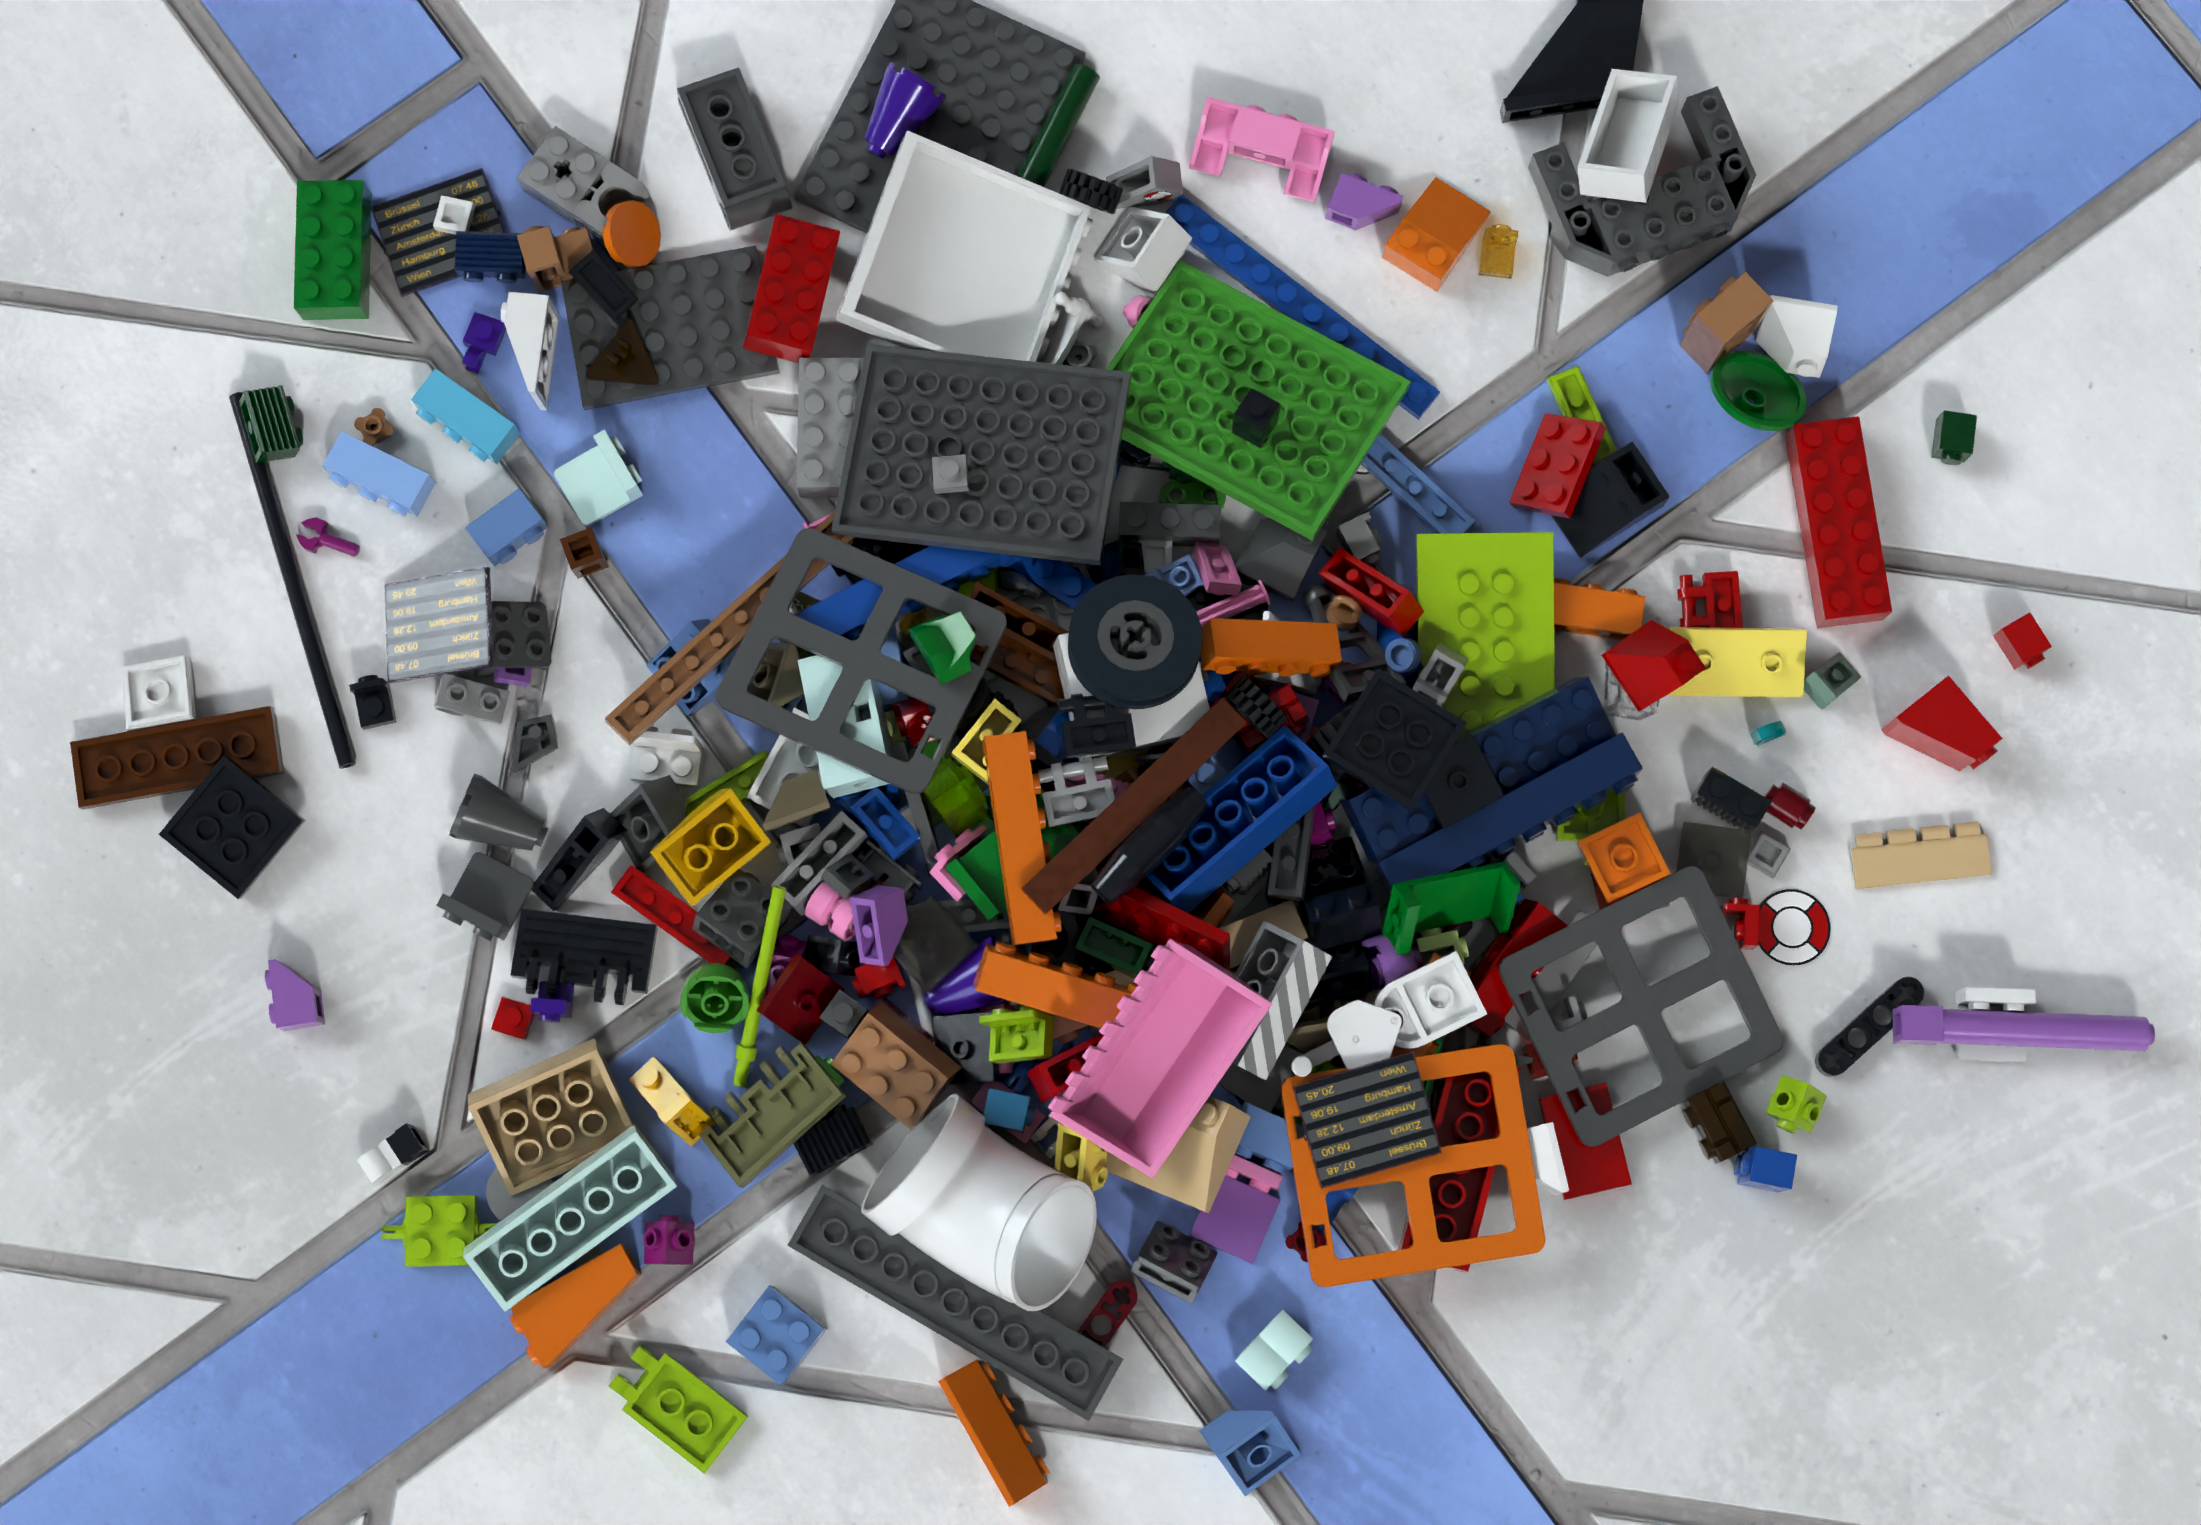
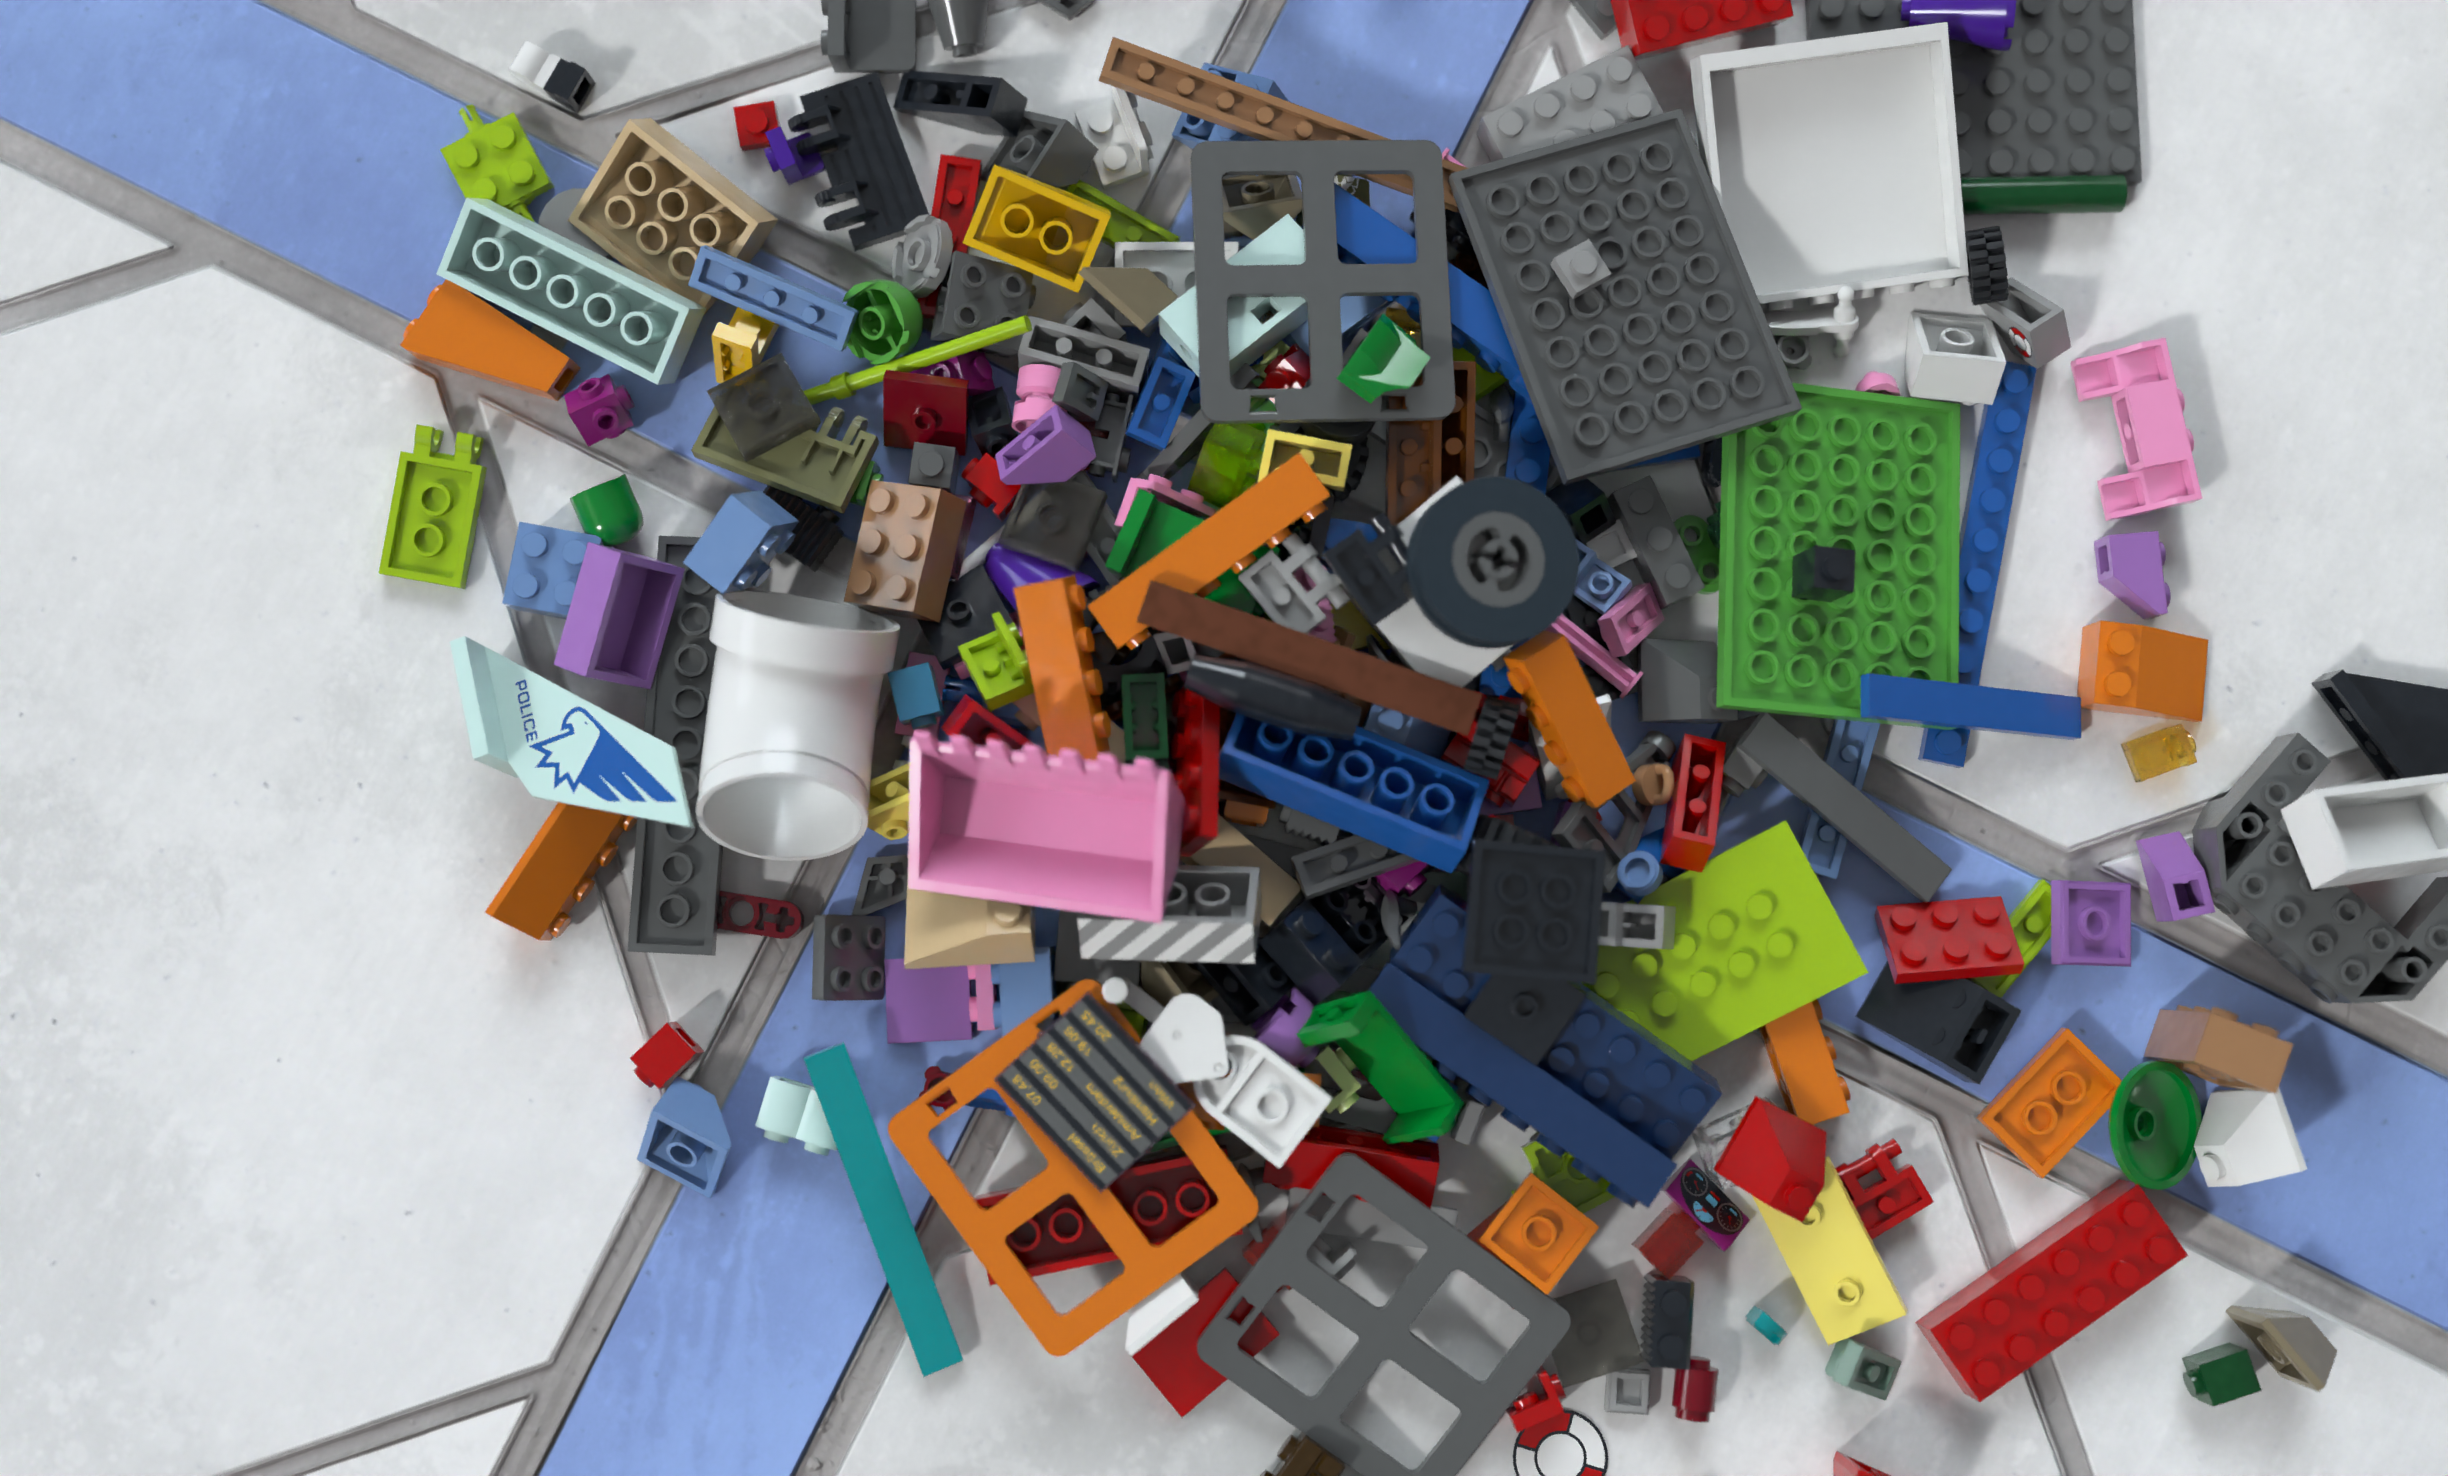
camera: 55 degrees right, 5 degrees up
(657, 1067) = (773, 298): none -> medium blue plate
(681, 942) = (924, 255): none -> light grey tile
(736, 1115) = (763, 407): none -> clear smoke plate
(749, 1272) = (609, 511): none -> green helmet
(829, 1174) = (742, 542): none -> medium blue brick
(837, 1300) = (619, 616): none -> medium lavender piece
(914, 1384) = (563, 743): none -> light aqua piece
(1132, 1208) = (882, 884): none -> dark grey piece
(1180, 1434) = (665, 1056): none -> red brick
(1342, 844) = (1391, 912): none -> dark grey bar
(1373, 1325) = (883, 1209): none -> teal tile
(1400, 365) = (1970, 707): none -> blue tile
(1427, 489) = (1844, 807): none -> dark grey tile
(1591, 288) = (2174, 878): none -> medium lavender slope
(1595, 361) = (2090, 923): none -> medium lavender tile
(1662, 731) = (1706, 1204): none -> slope
(1675, 770) = (1669, 1241): none -> clear red brick
(1708, 454) = (2051, 1102): none -> orange plate
(1953, 380) = (2288, 1343): none -> dark tan slope

